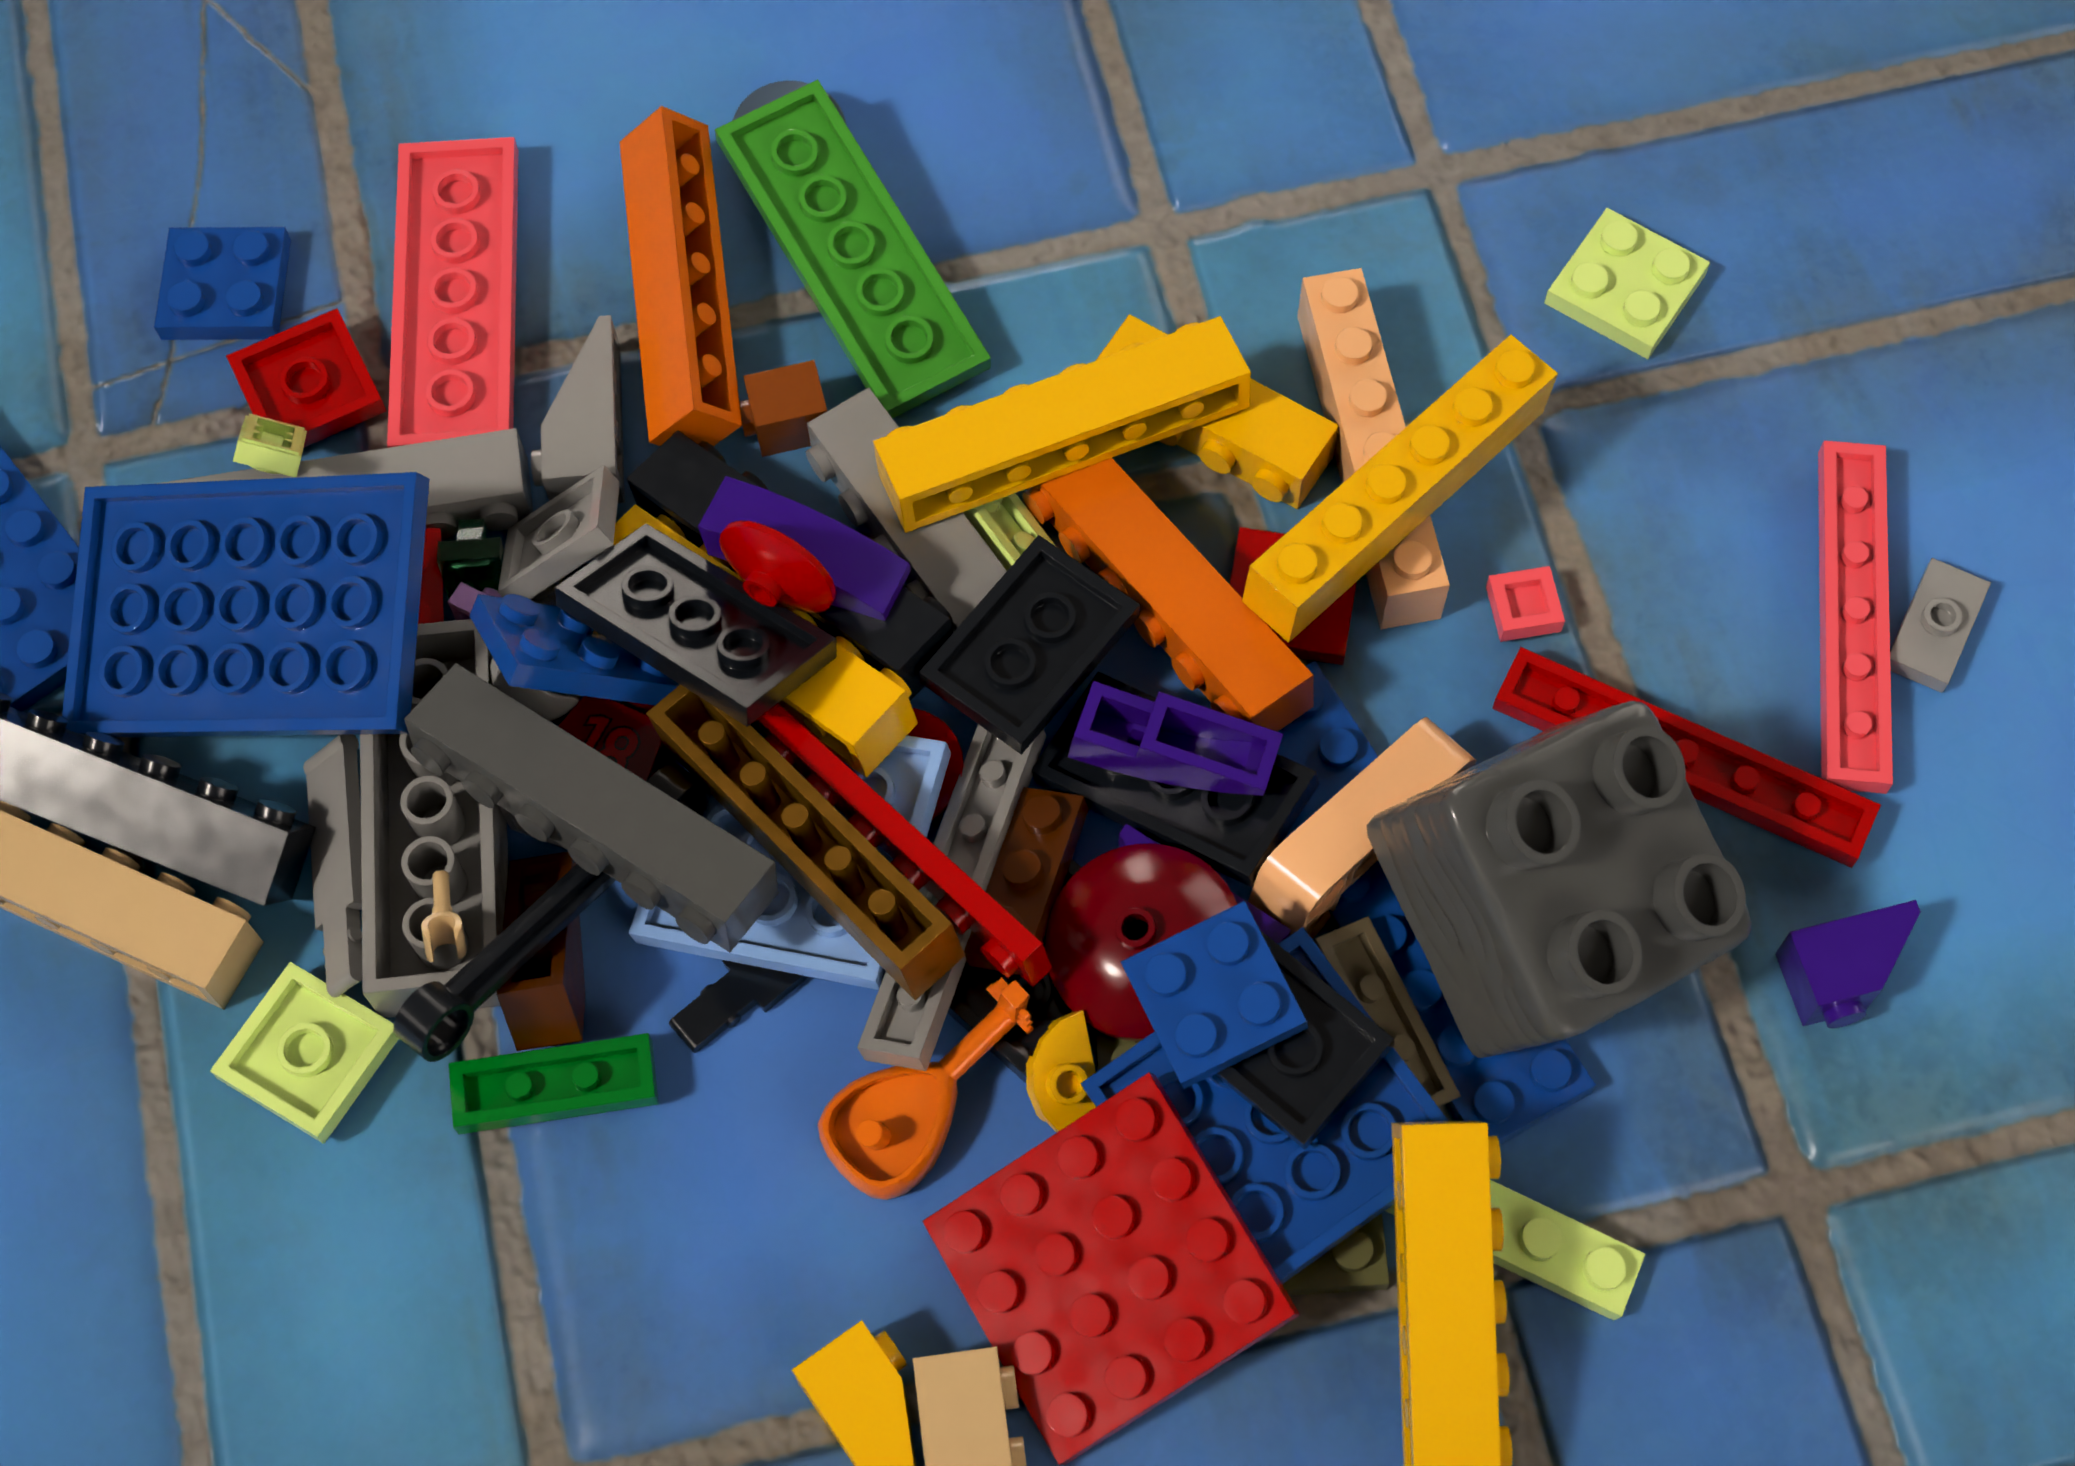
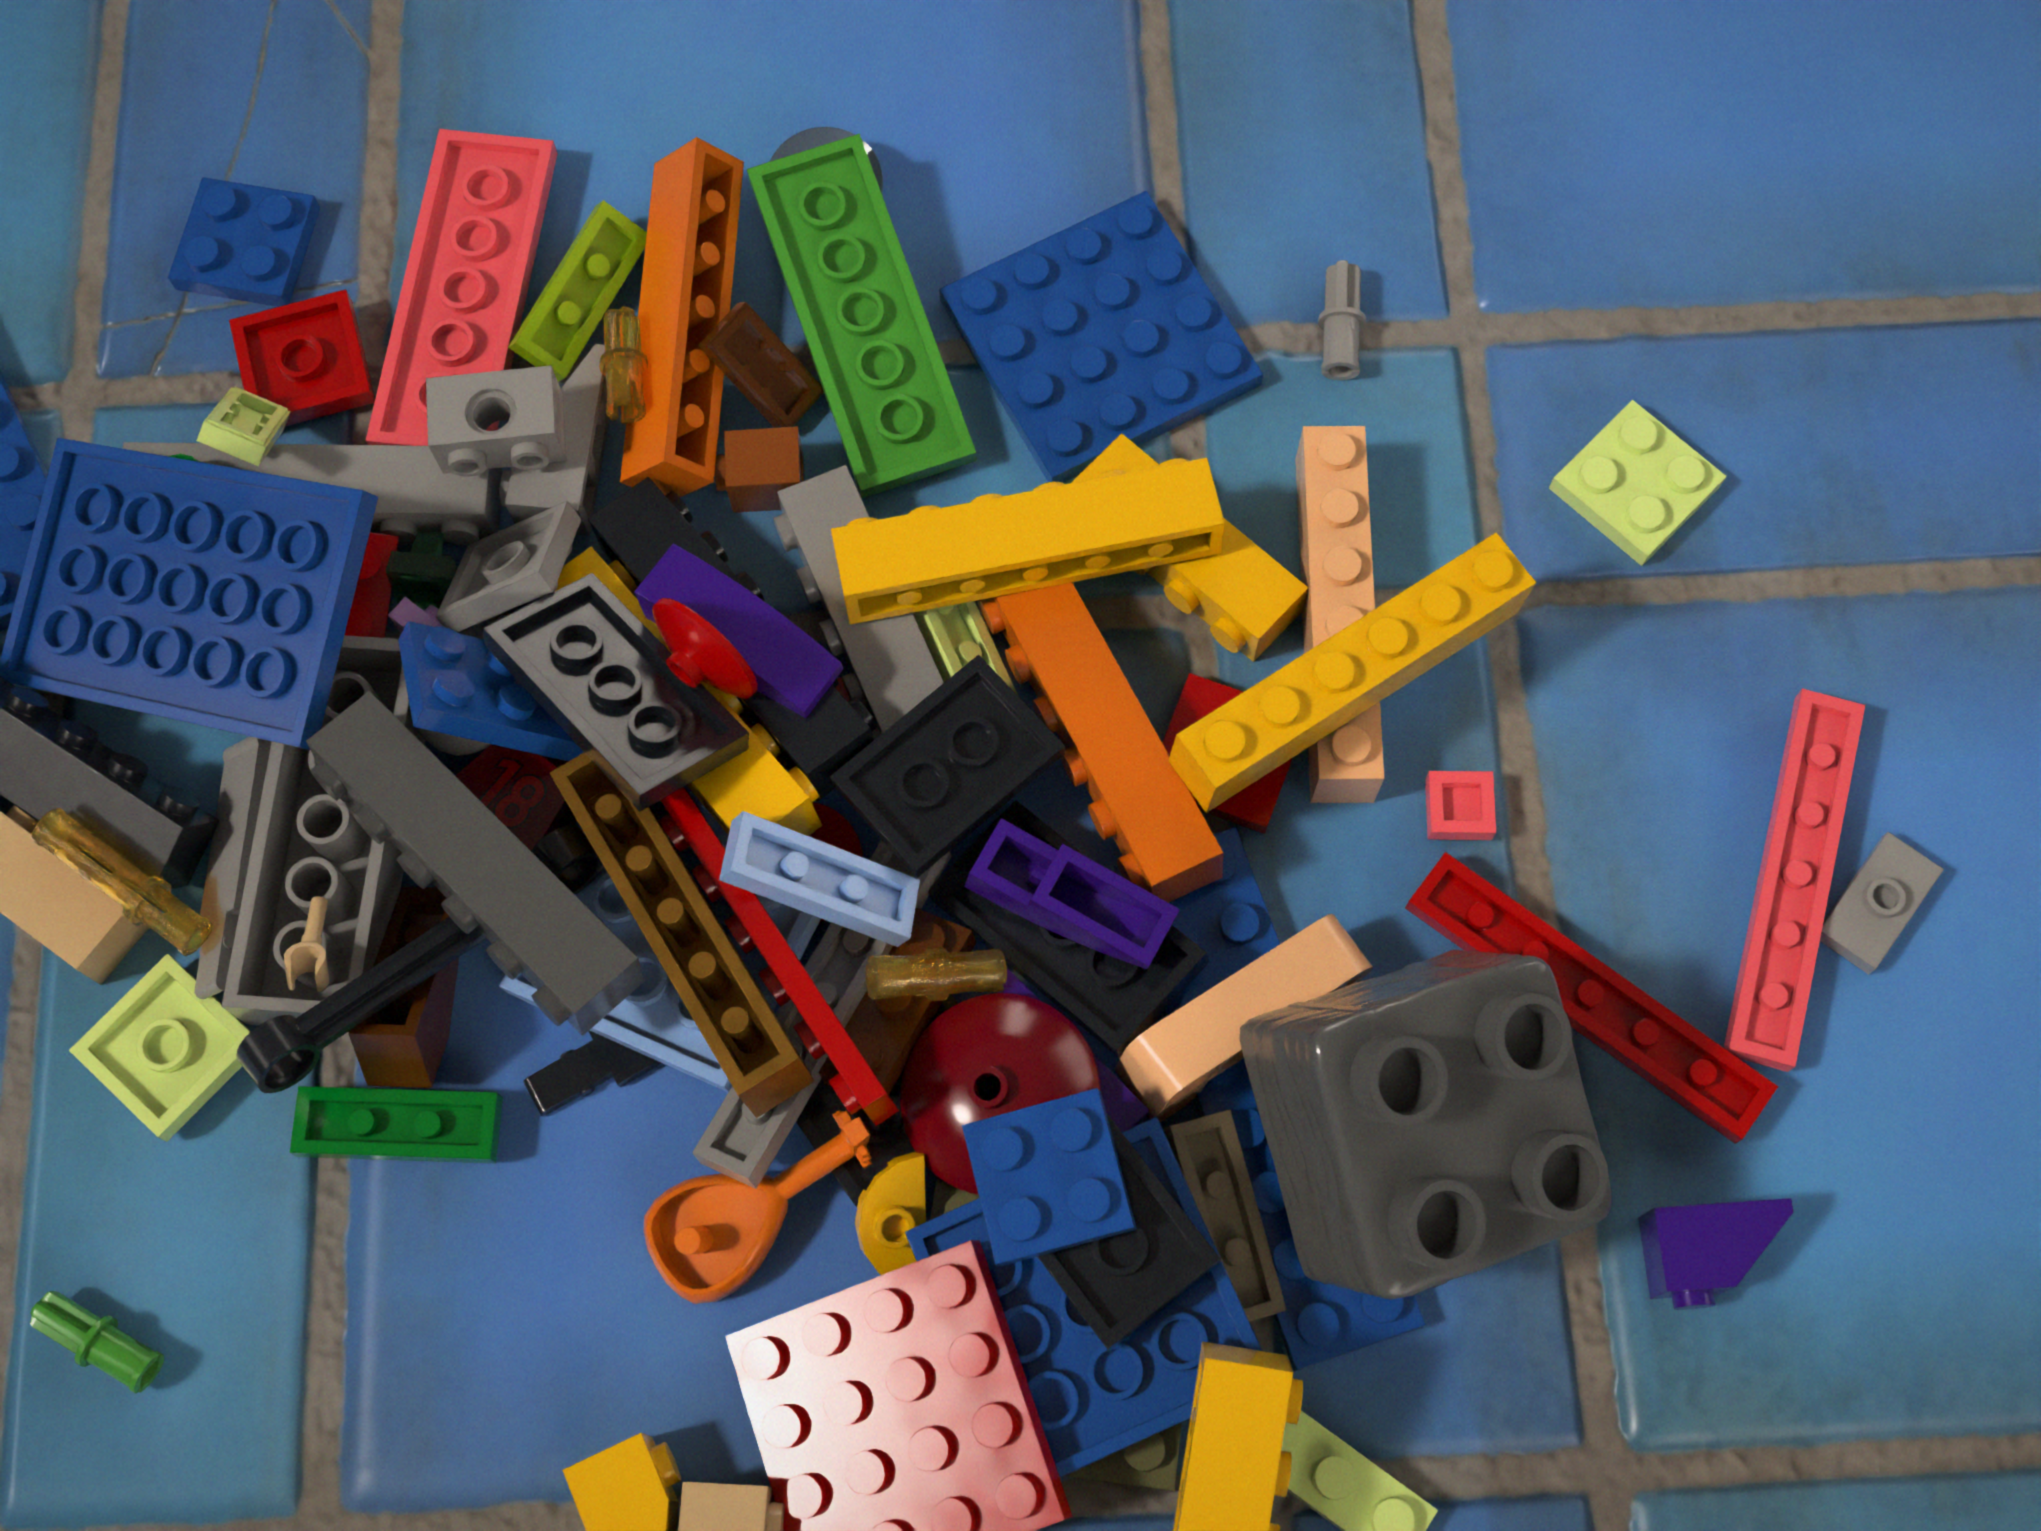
camera: 10 degrees right, 5 degrees up
(259, 906) = (177, 925): none -> clear yellow pin
(293, 1344) = (96, 1341): none -> bright green axle
(492, 385) = (468, 404): none -> light grey brick
(570, 273) = (580, 290): none -> lime plate
(632, 331) = (623, 365): none -> clear yellow axle
(765, 311) = (761, 366): none -> reddish brown plate
(931, 765) = (819, 879): none -> light blue plate
(1060, 836) = (935, 973): none -> clear yellow pin
(1085, 233) = (1100, 337): none -> blue plate
(1315, 182) = (1342, 321): none -> light grey axle

